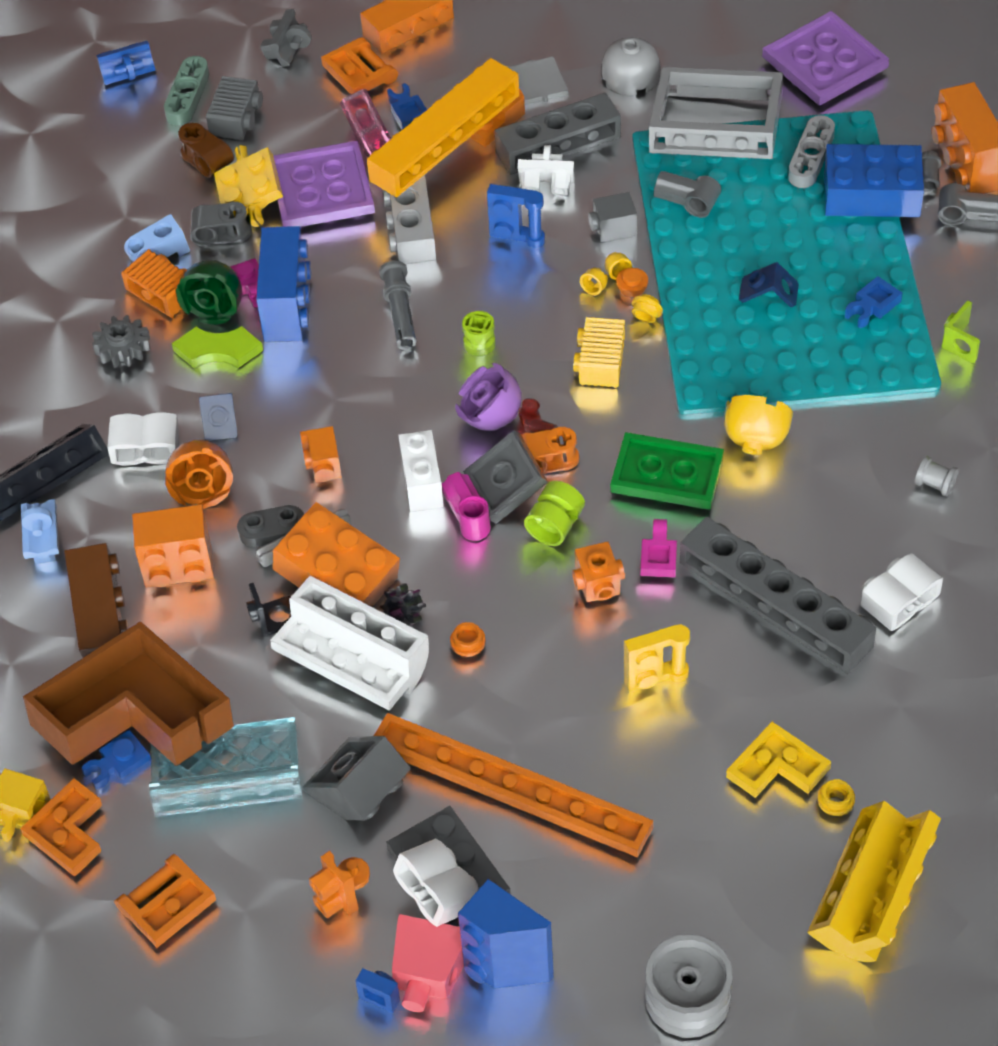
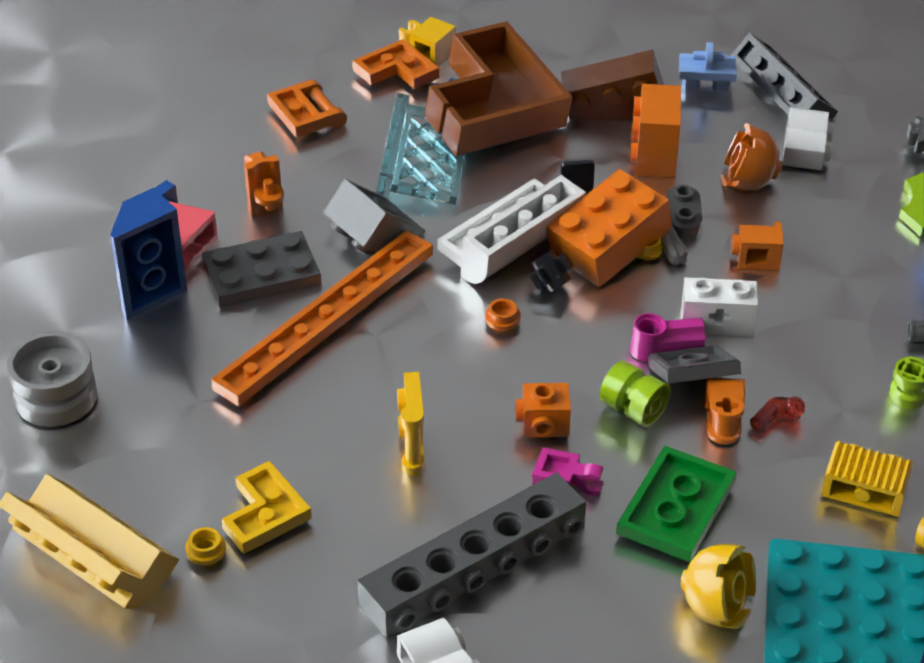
camera: 100 degrees right, 10 degrees down
(218, 417) = (830, 183): bracket -> none
(435, 881) = (228, 230): white brick -> none
(489, 398) = (798, 367): medium lavender cylinder -> none

